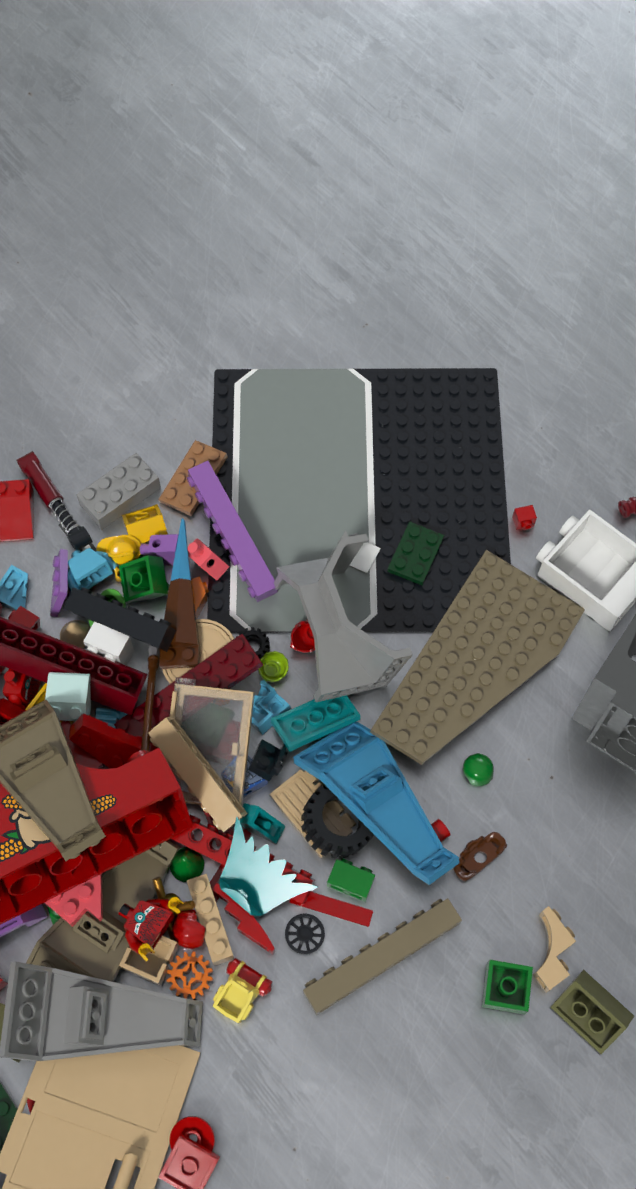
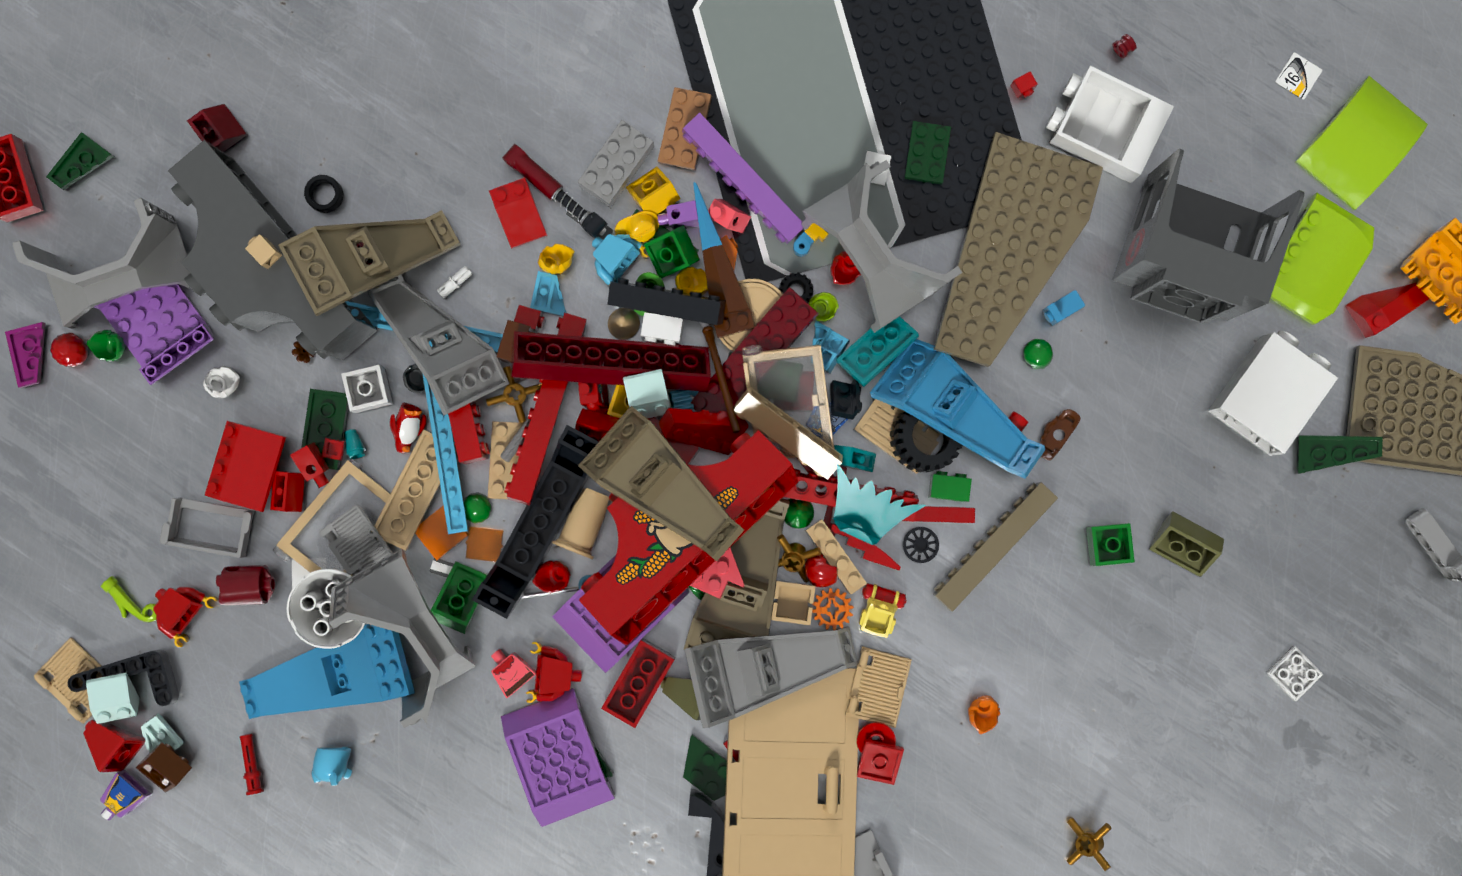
camera: 15 degrees left, 20 degrees up
(32, 559) = (556, 258): none -> yellow hair
(60, 582) = (592, 276): medium lavender wing -> none
(148, 923) = (787, 579): torso -> none
(153, 606) = (692, 280): none -> yellow hair
(213, 1078) = (878, 687): none -> tan window
(278, 600) = (808, 238): none -> leg
(320, 1142) = (984, 714): none -> orange hair
(514, 731) = (1063, 307): none -> dark azure bracket
(559, 939) = (1146, 489): tan arch -> none

